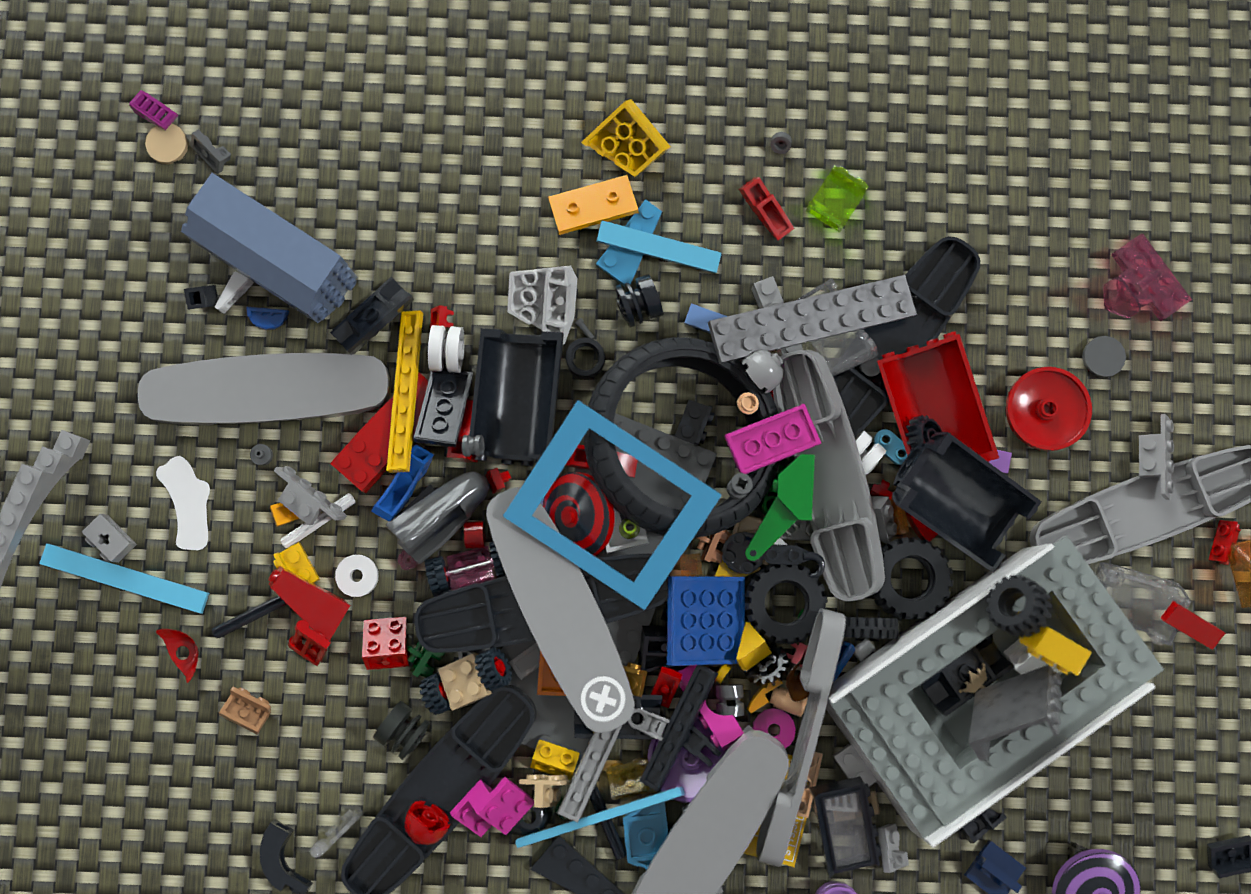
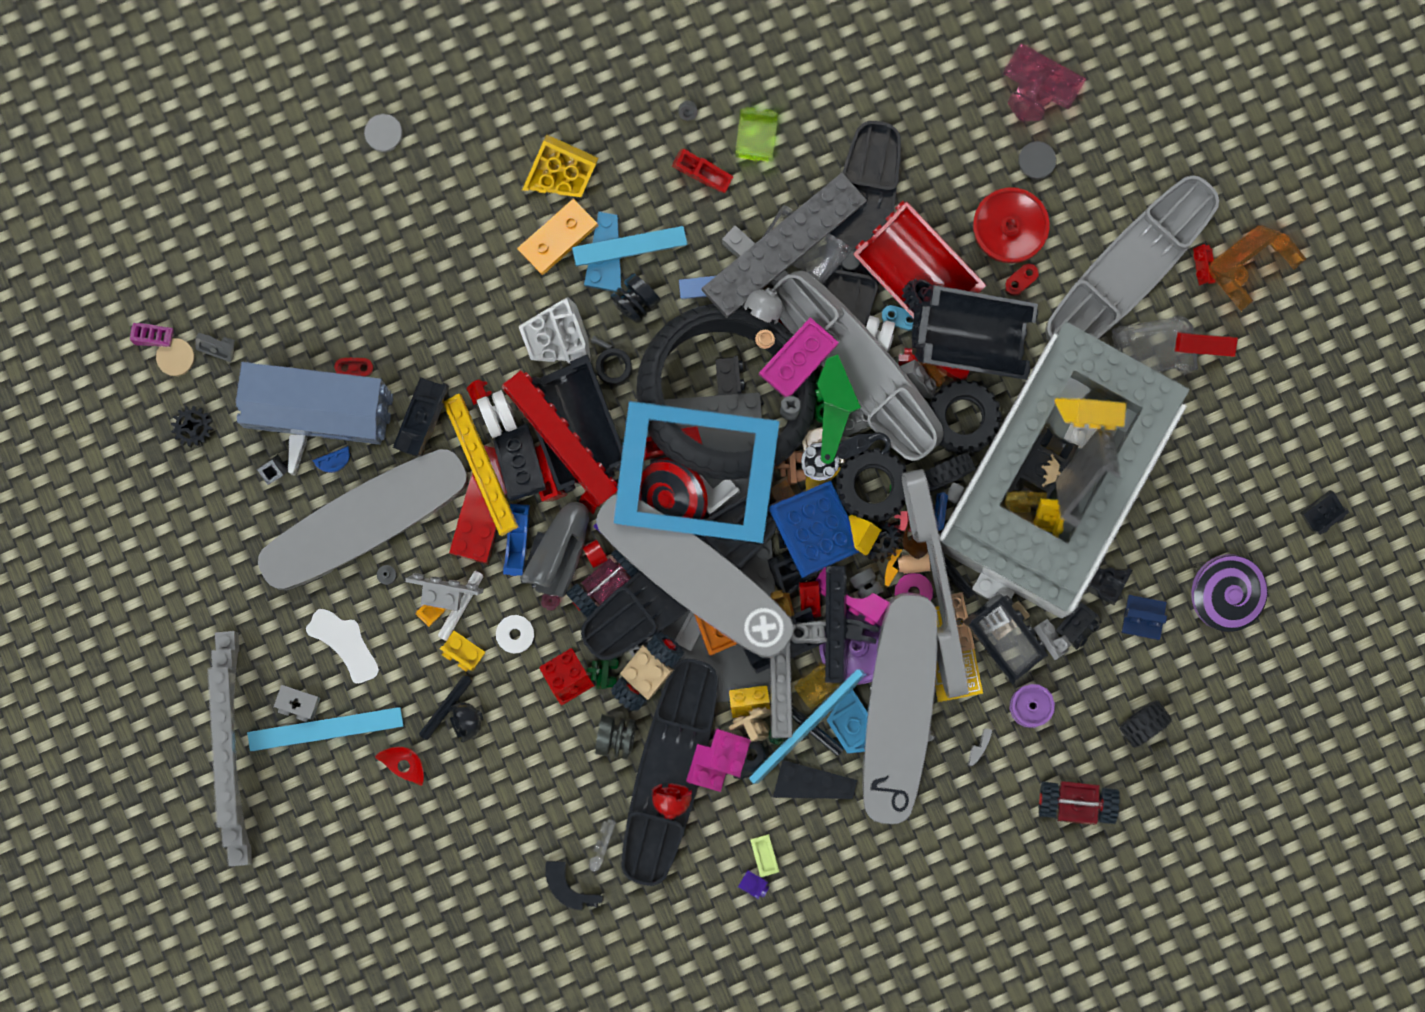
camera: 20 degrees left, 0 degrees up
(143, 209) = (184, 428): none -> black gear
(246, 710) = (480, 784): medium nougat bracket -> none
(264, 639) = (465, 720): none -> black cylinder
(312, 603) = (492, 672): red slope -> none
(315, 645) = (511, 705): red plate -> none
(333, 236) = (354, 366): none -> red plate
(473, 445) = (560, 480): dark grey wheel -> none
(475, 24) = (383, 133): none -> light grey tile
(494, 402) = (559, 438): none -> red brick
(628, 534) = (718, 491): lime cone -> none
(723, 671) = (851, 562): yellow tile -> none
(825, 743) = (957, 578): none -> black axle
(921, 853) = (1079, 625): none -> black bracket
(929, 698) = (1020, 501): none -> clear yellow bracket
(952, 729) = (1049, 517): none -> yellow bracket
(1003, 462) = (993, 286): medium lavender tile -> none
(1032, 466) = (1021, 279): none -> red plate
(1033, 614) = (1038, 394): black tyre -> none
(1156, 456) = (1116, 221): light grey bracket -> none

